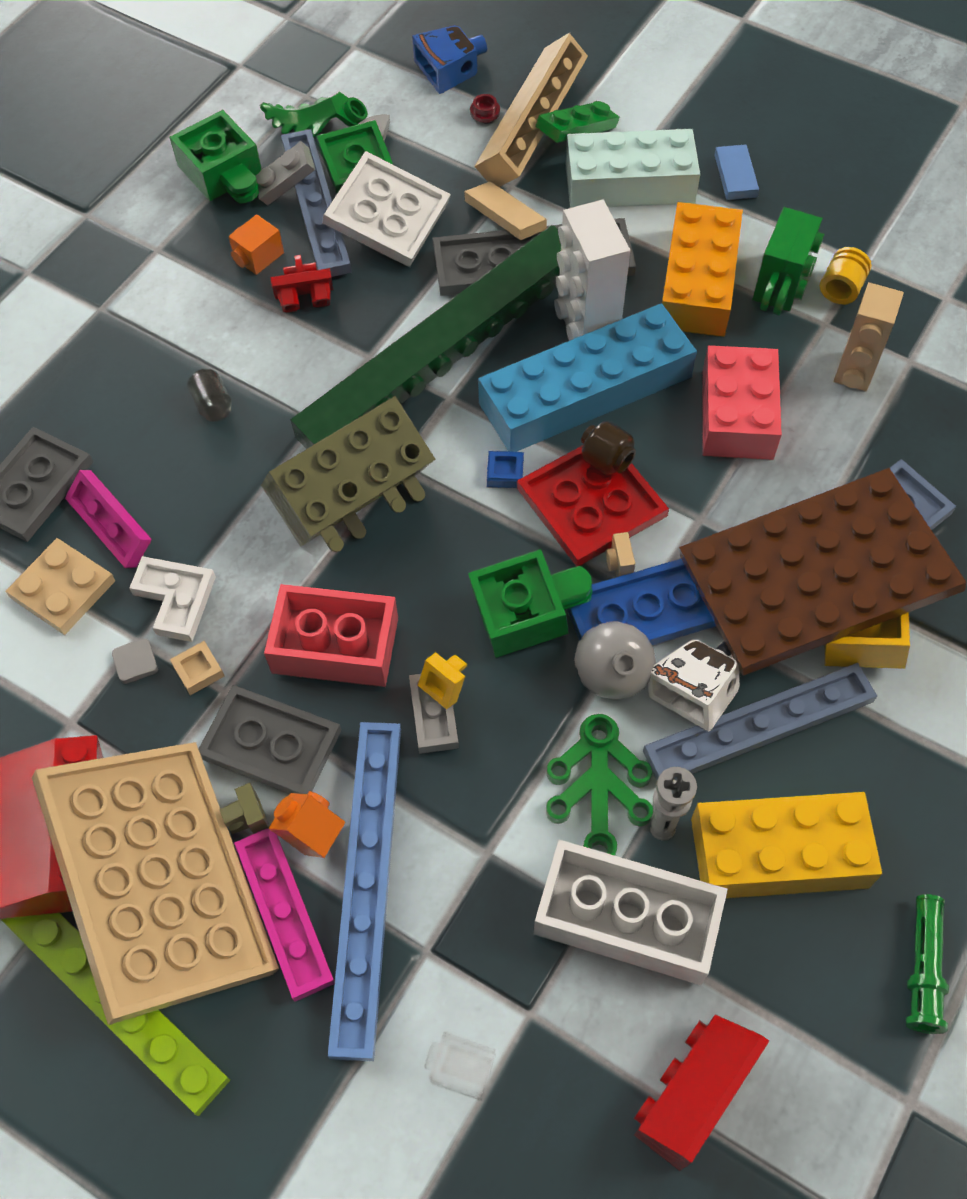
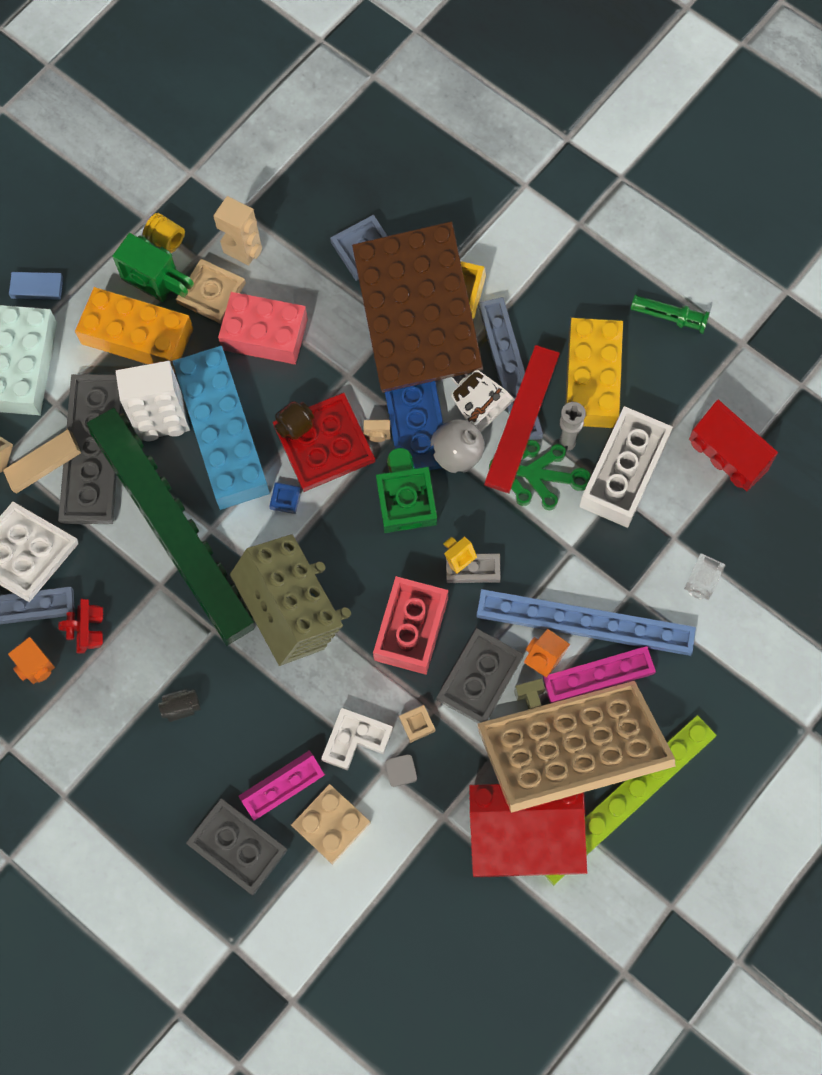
camera: 80 degrees left, 10 degrees up
(680, 745) = (522, 419): none -> red tile
(789, 333) = (211, 290): none -> tan plate

